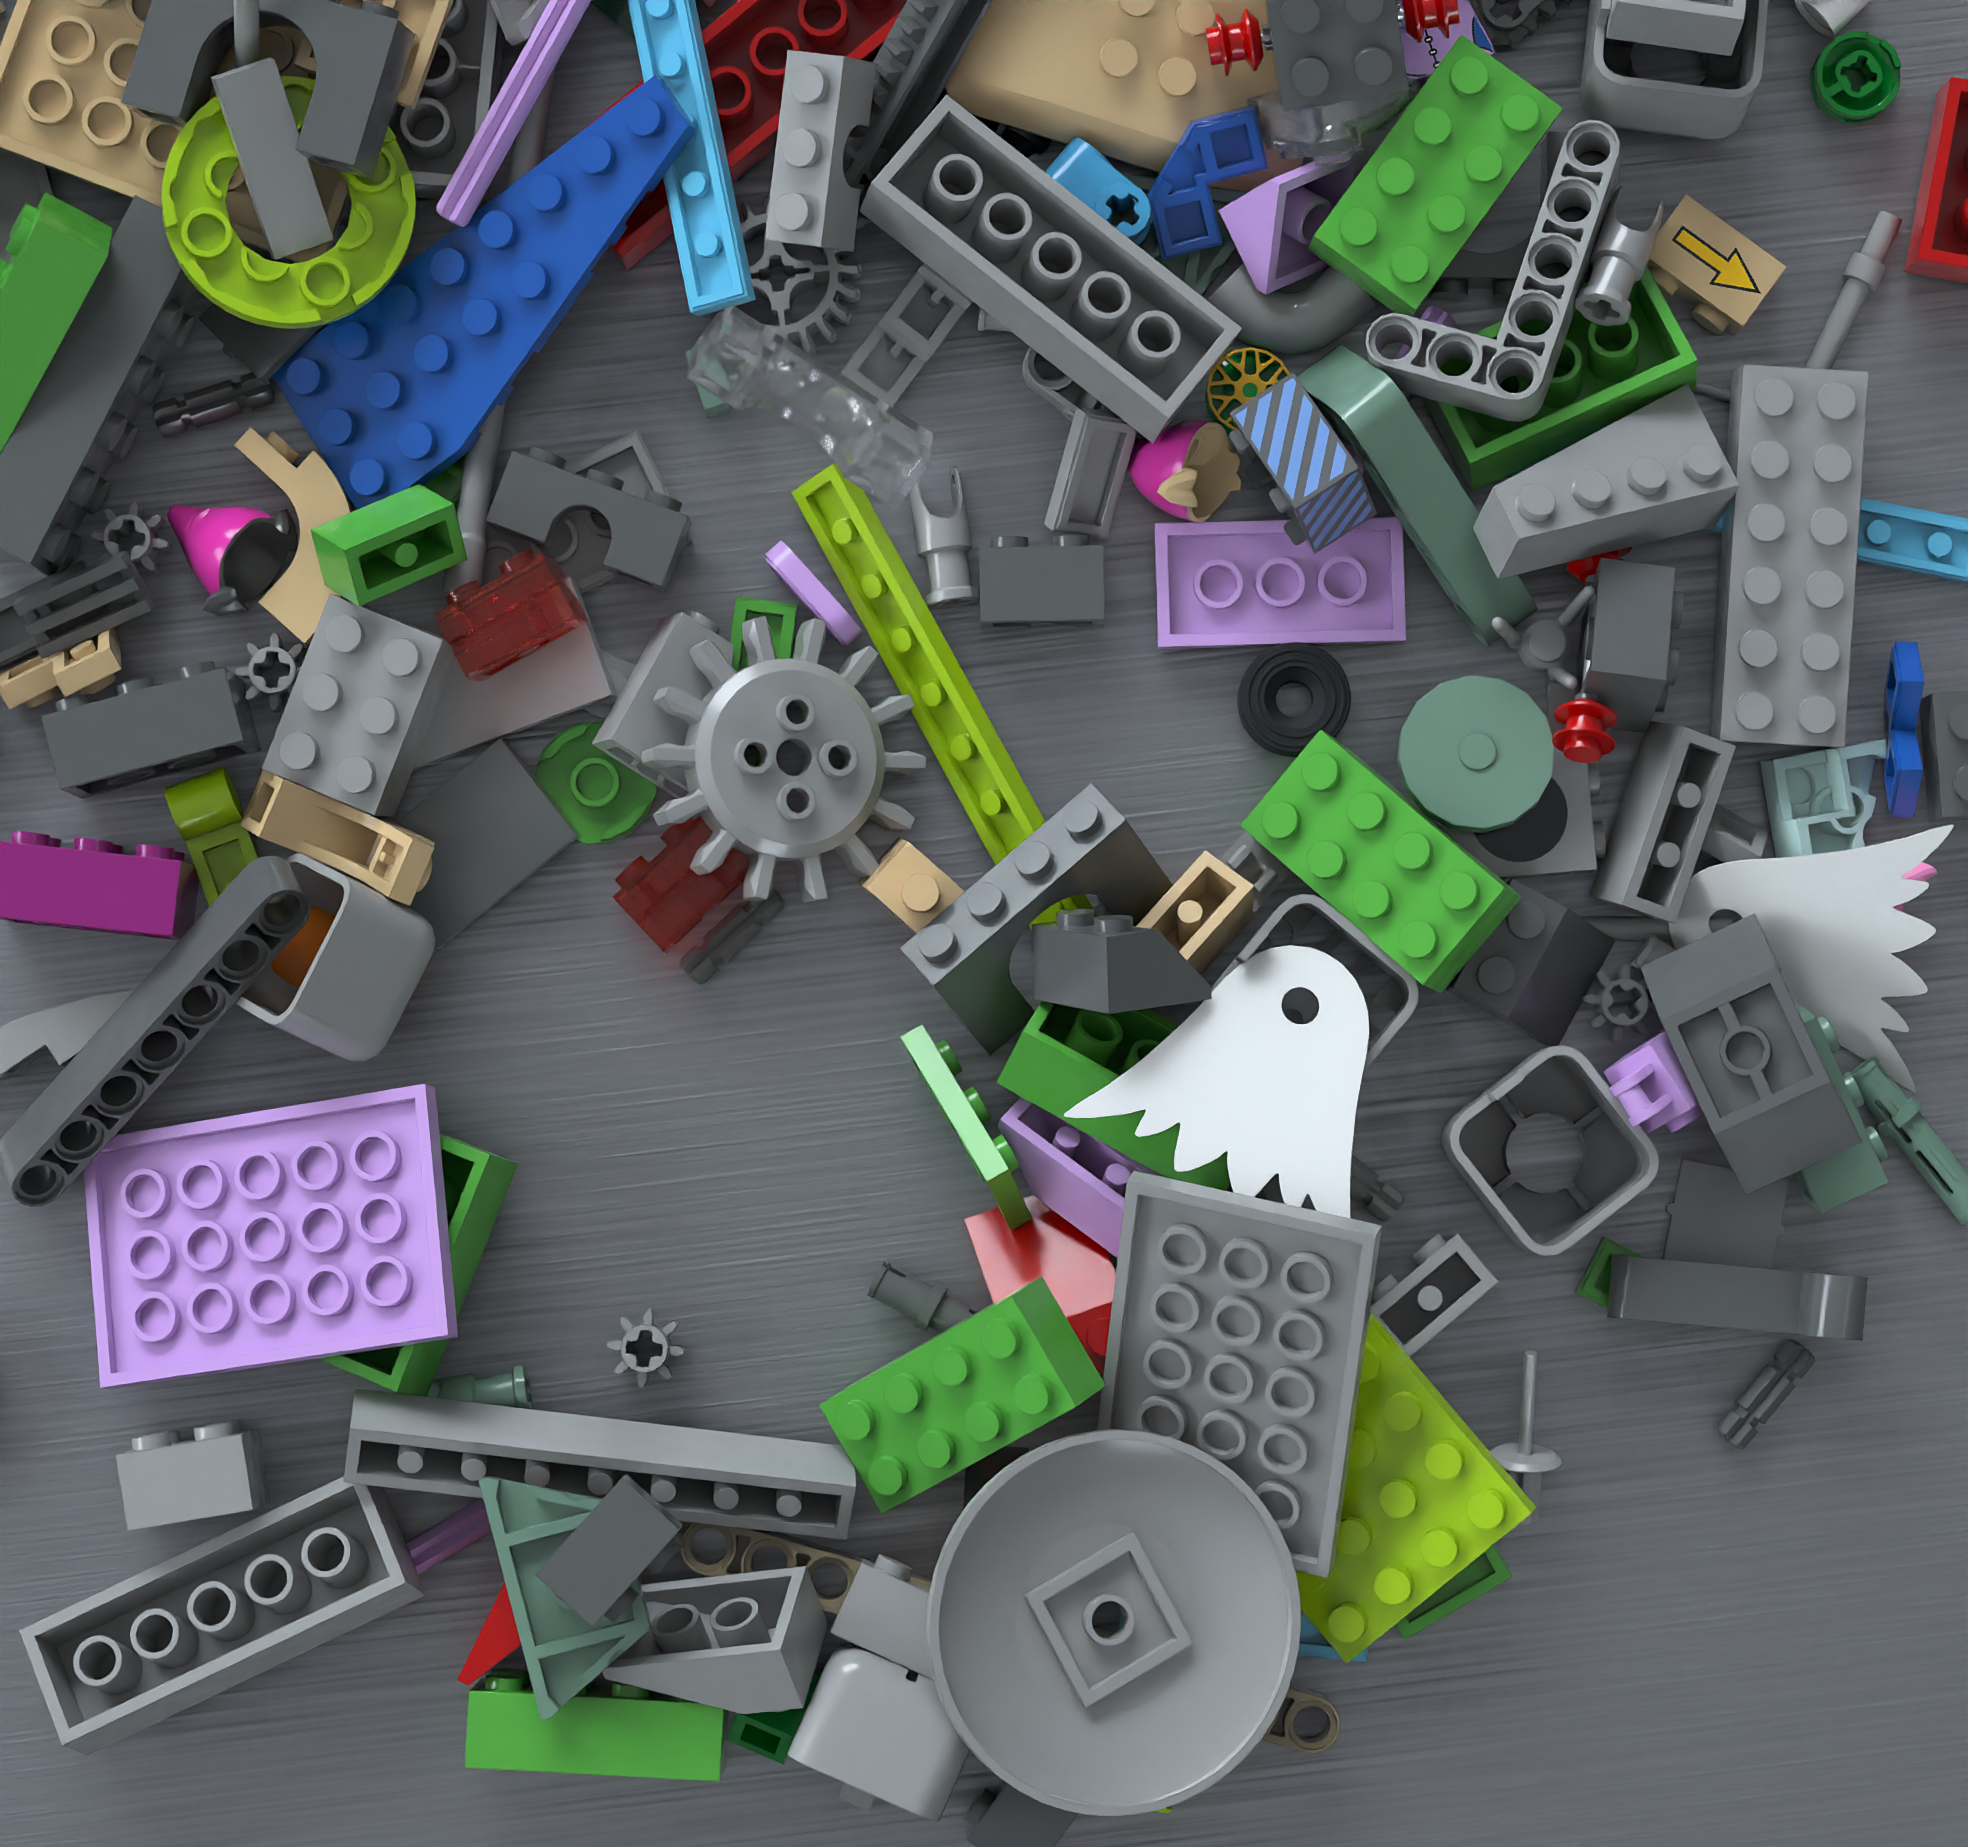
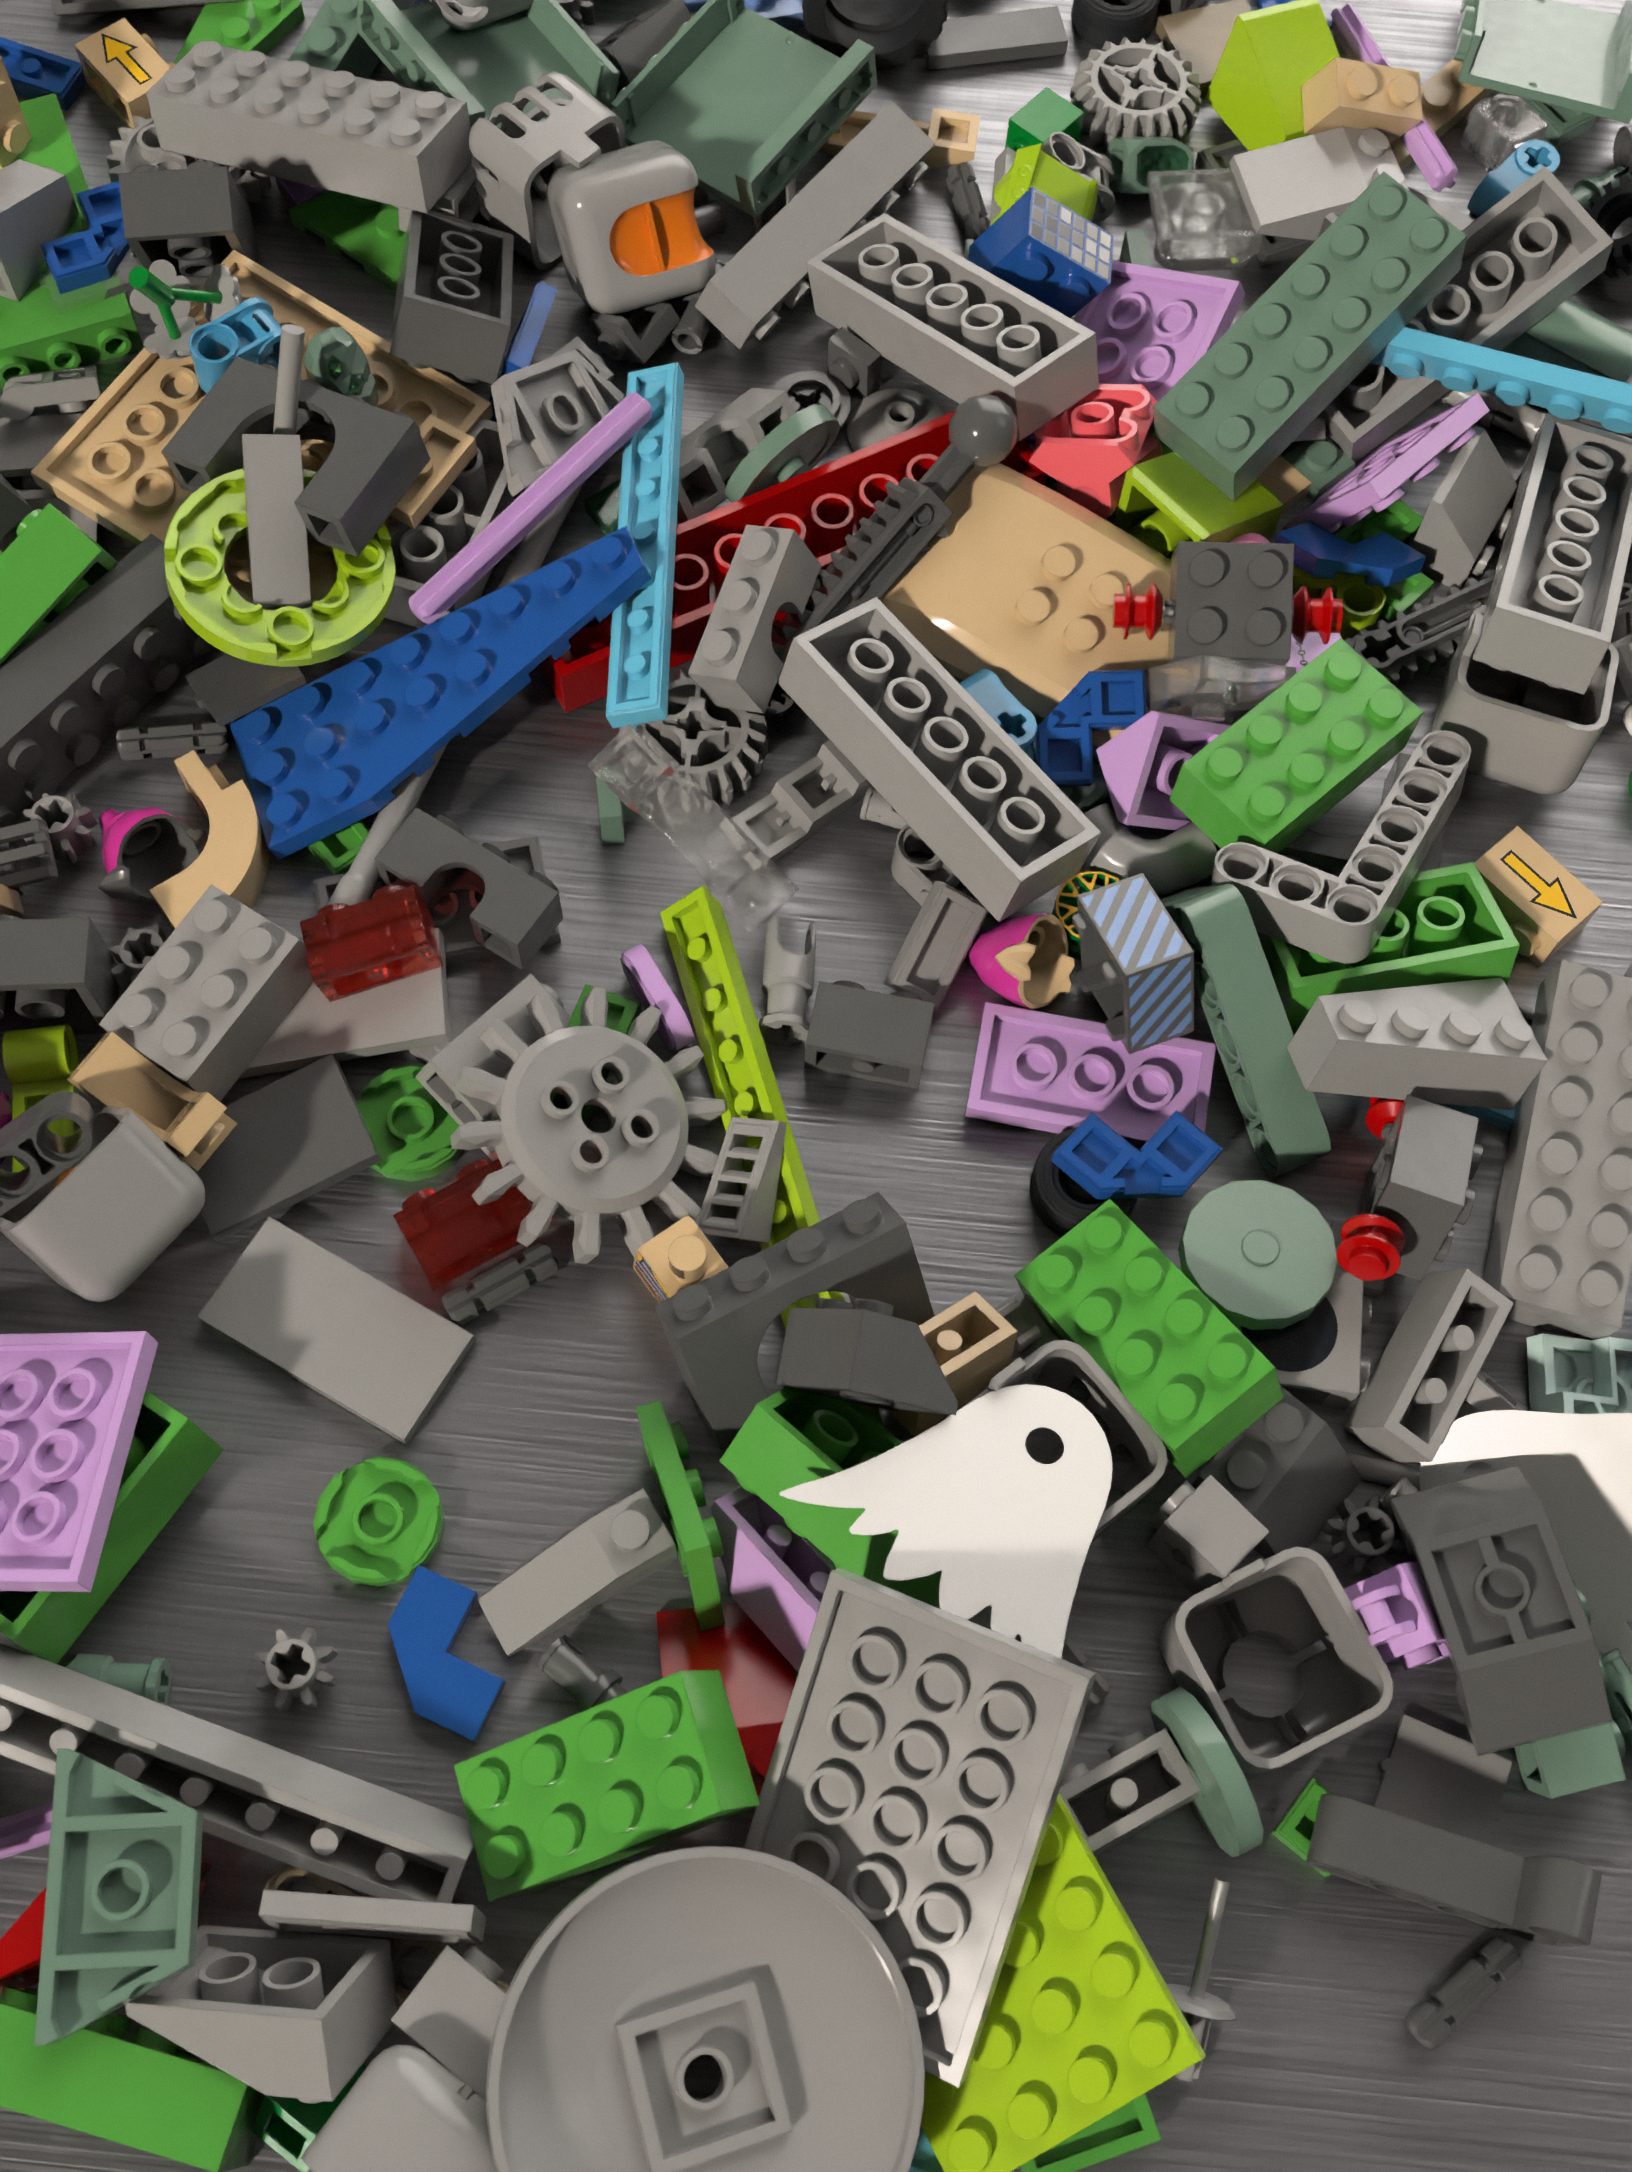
camera: 10 degrees right, 20 degrees down
(389, 544) = (279, 856): bright green brick -> none
(584, 1014) = (337, 1329): none -> light grey tile
(610, 1551) = (166, 1859): dark grey brick -> none
(680, 1192) = (379, 1521): none -> bright green tile
(779, 1329) = (438, 1683): none -> blue tile
(788, 1552) = (373, 1917): none -> light grey tile
(882, 1203) = (579, 1572): none -> light grey slope
(932, 803) = (758, 1202): none -> light grey slope
(1321, 688) = (1116, 1170): none -> blue tile
(1467, 1043) = (1203, 1534): none -> light grey brick
(1505, 1260) = (1225, 1800): none -> sand green wheel
(1547, 642) = (1333, 1182): light grey plant -> none
(1617, 262) = (1451, 856): light grey piece -> none

